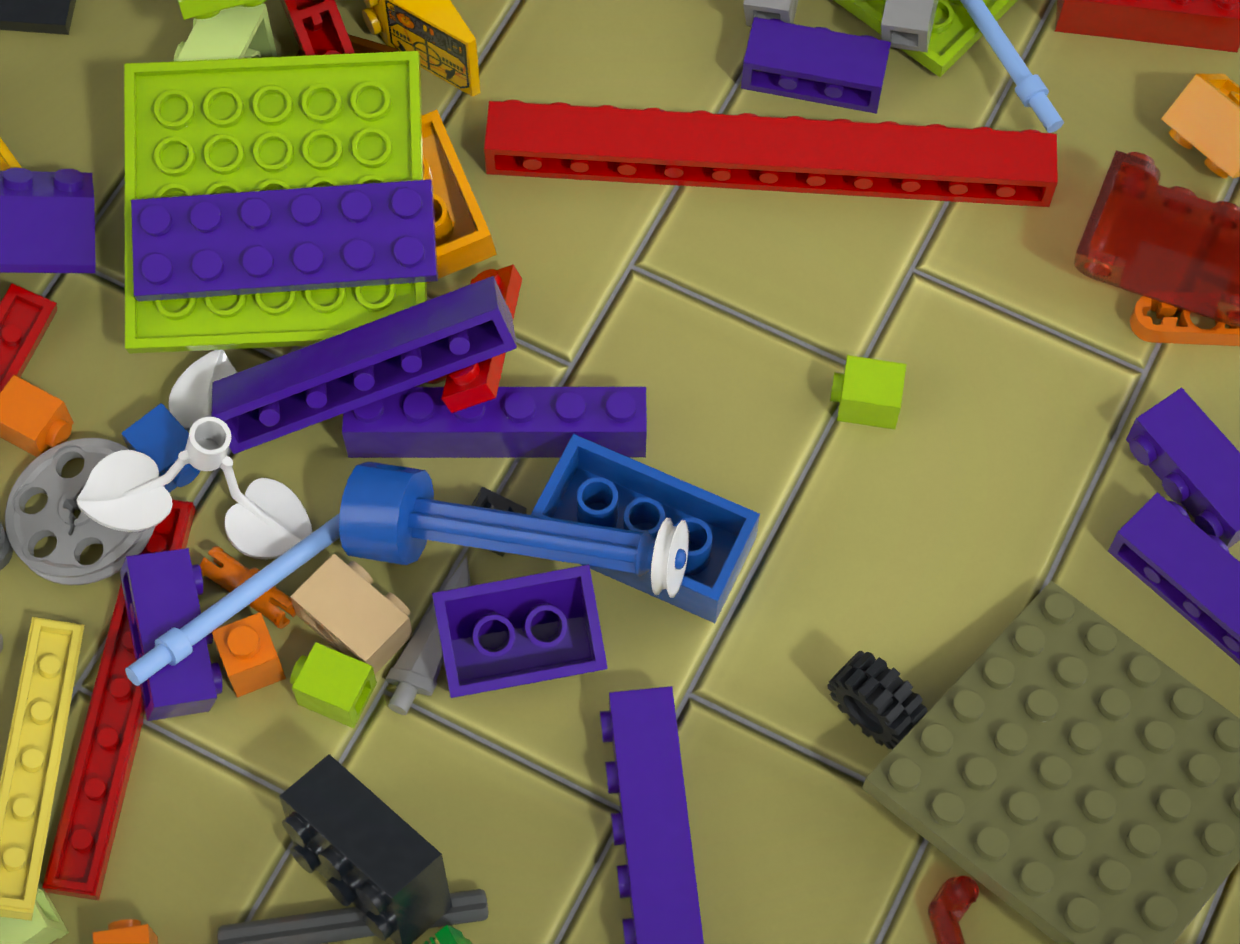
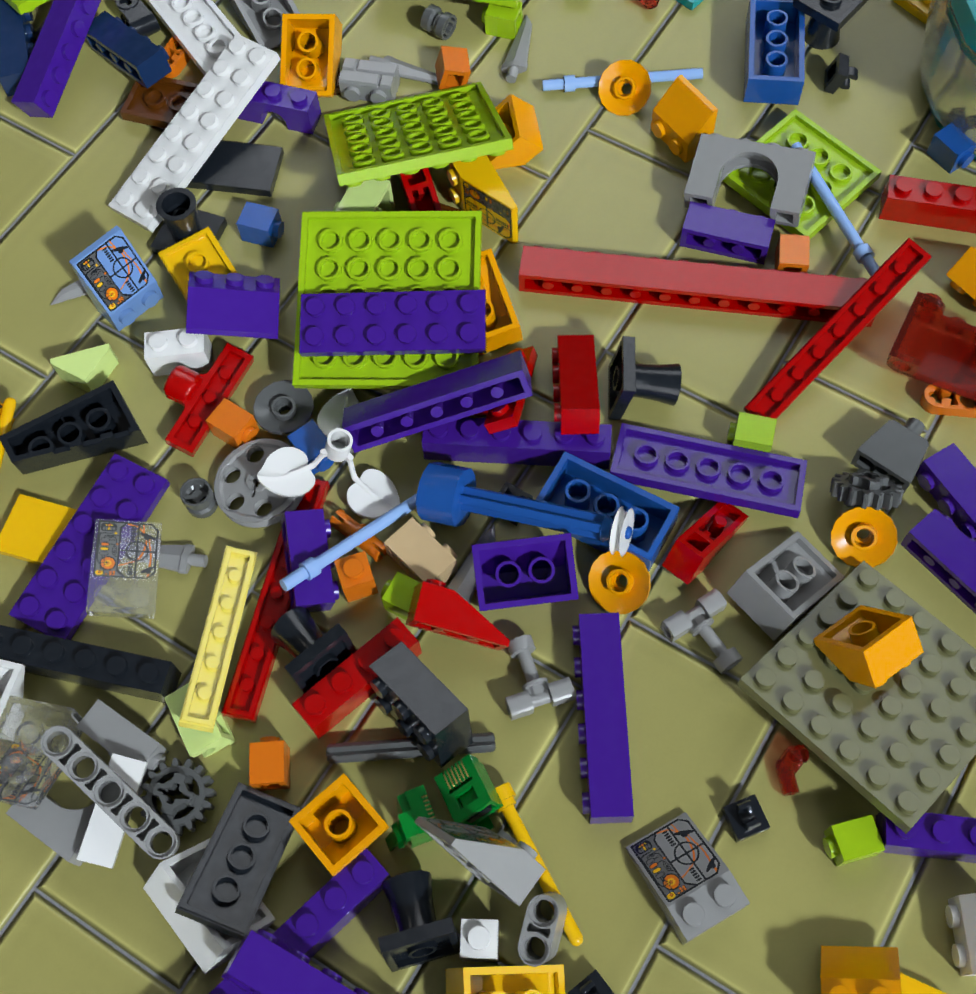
camera: 10 degrees right, 0 degrees up
(53, 83) = (260, 224): none -> blue brick
(109, 367) = (280, 397): none -> dark grey dish
(194, 787) = (312, 651): none -> black plant
(249, 824) = (349, 682): none -> red brick
(405, 707) = (449, 614): none -> red slope
(549, 817) = (536, 690): none -> light grey bar
(587, 325) = (575, 385): none -> red brick
(654, 652) = (605, 583): none -> light orange dish
(687, 312) = (638, 380): none -> black plant
(799, 693) = (698, 622): none -> light grey bar
(801, 564) = (703, 541): none -> red slope
(804, 450) = (710, 470): none -> dark purple plate
(876, 699) = (749, 628): black tyre -> none
(920, 95) = (792, 253): none -> orange brick
(934, 621) = (784, 585): none -> light grey slope
(997, 219) = (839, 331): none -> red tile
(1050, 470) = (866, 490): none -> dark grey gear
(1063, 712) = (870, 644): none -> light orange slope
(1067, 560) = (872, 549): none -> light orange dish
(1090, 409) = (894, 451): none -> dark grey torso

